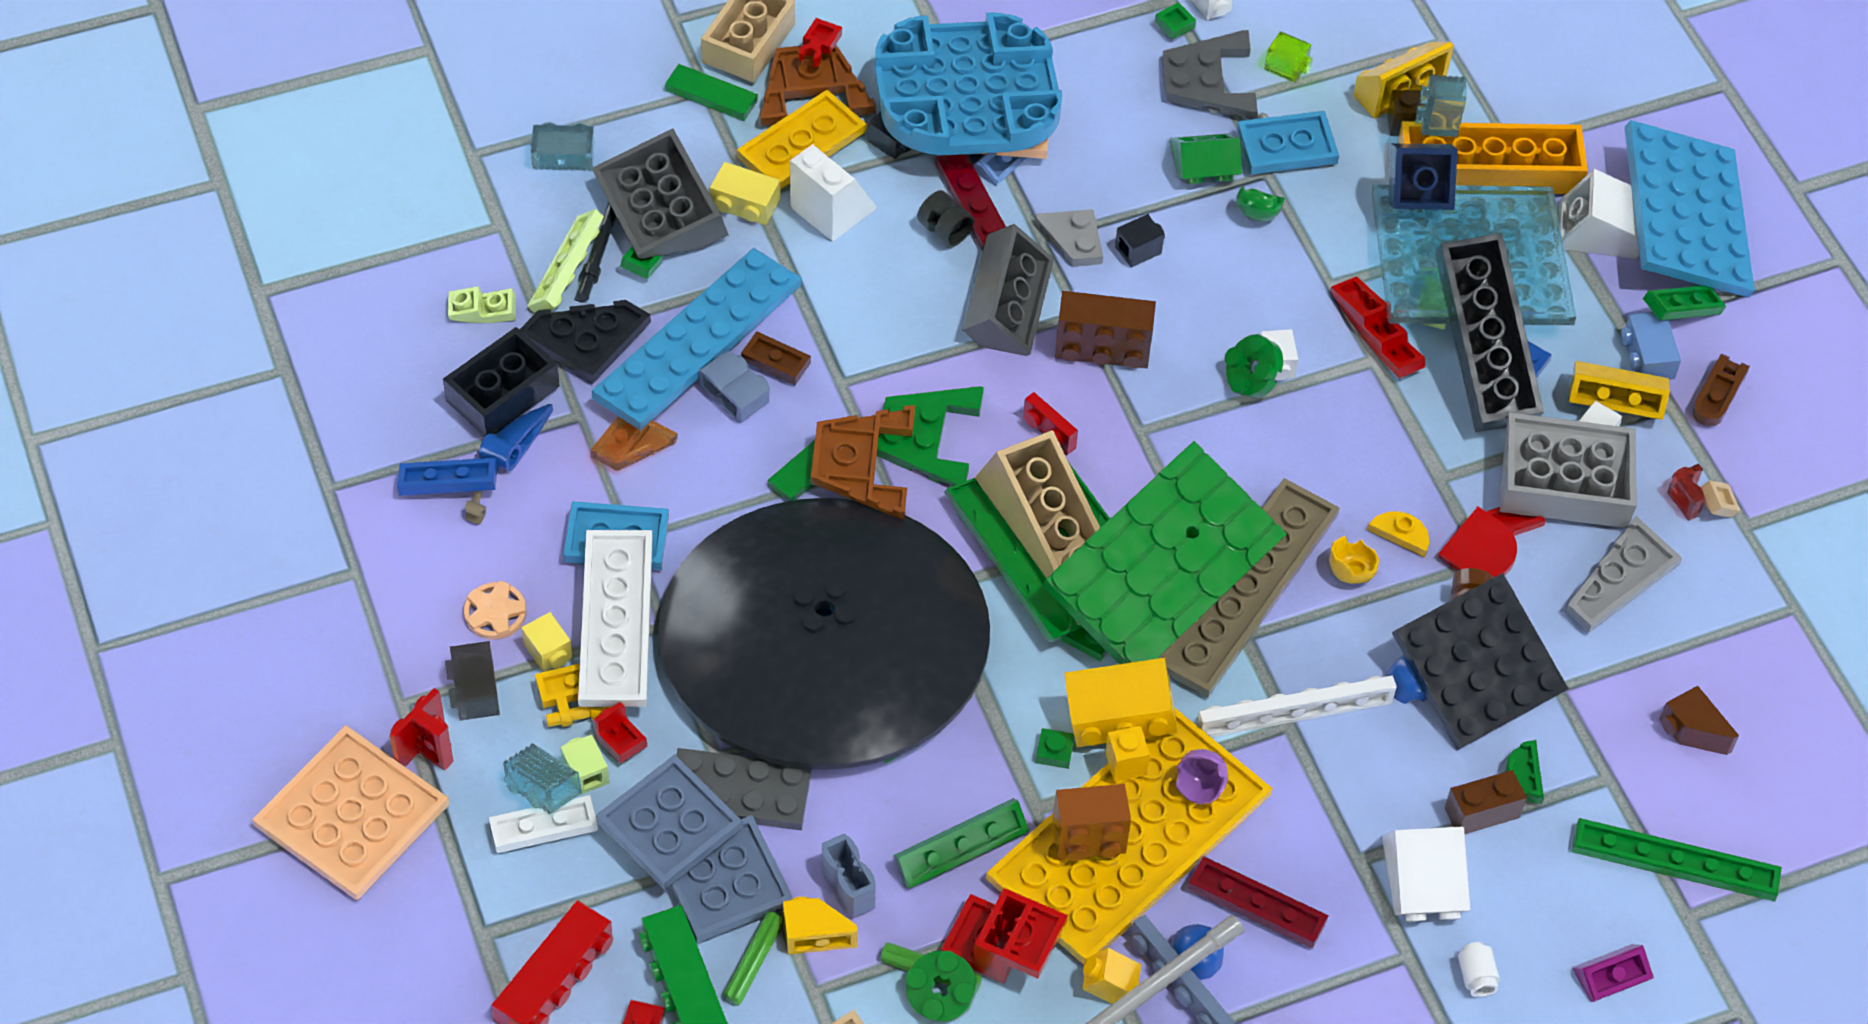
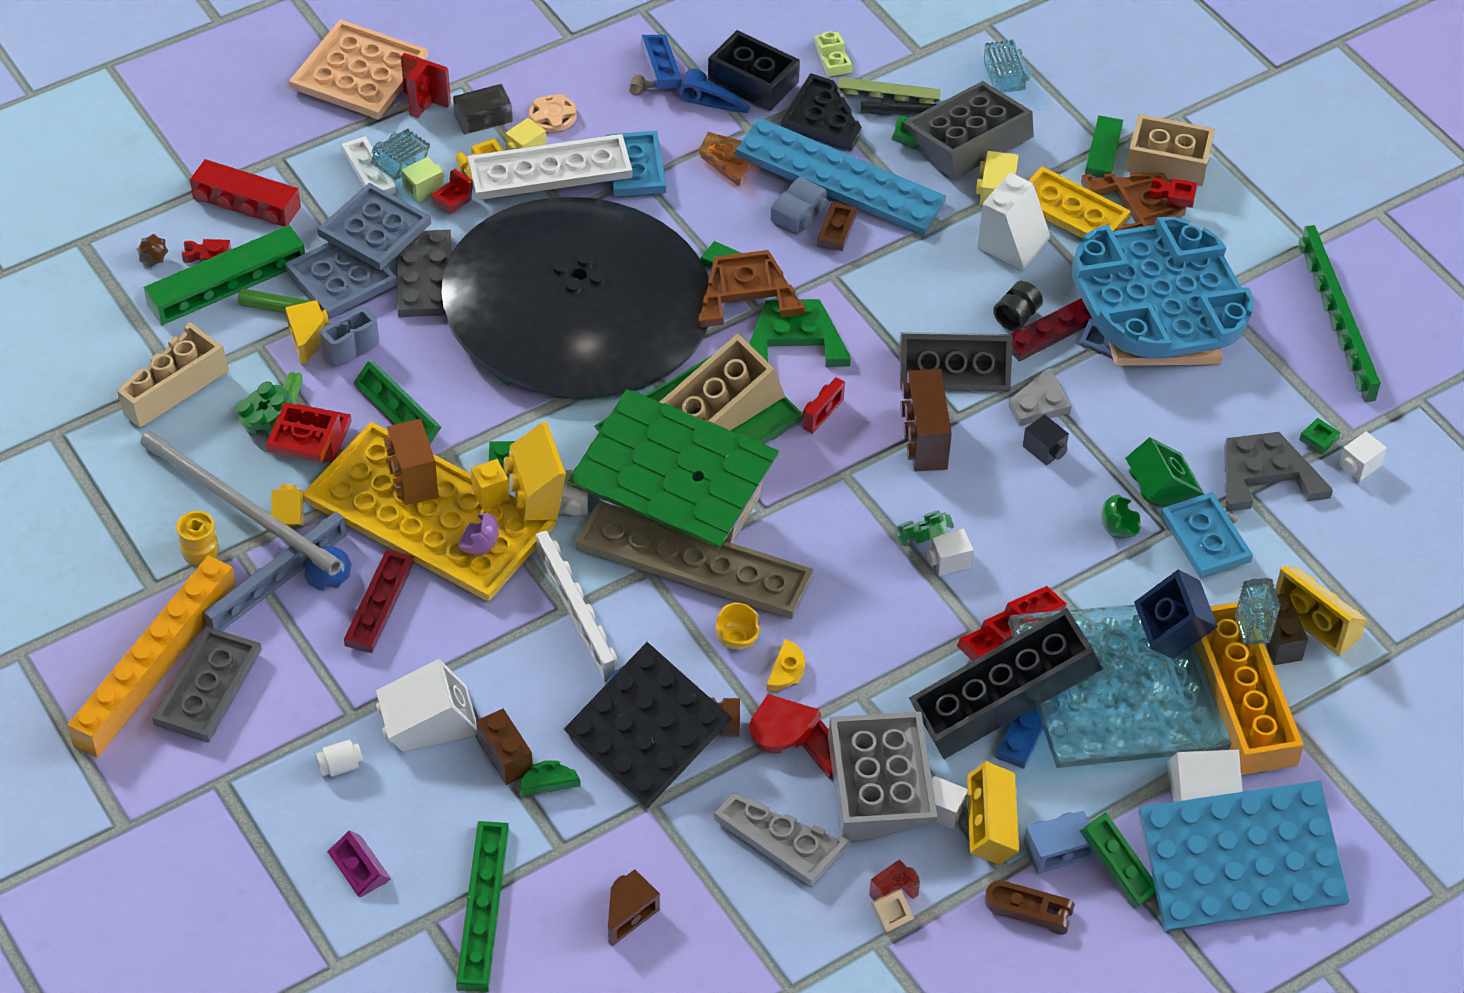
camera: 80 degrees right, 5 degrees down
(1288, 57) = (1310, 522): clear neon green brick -> none

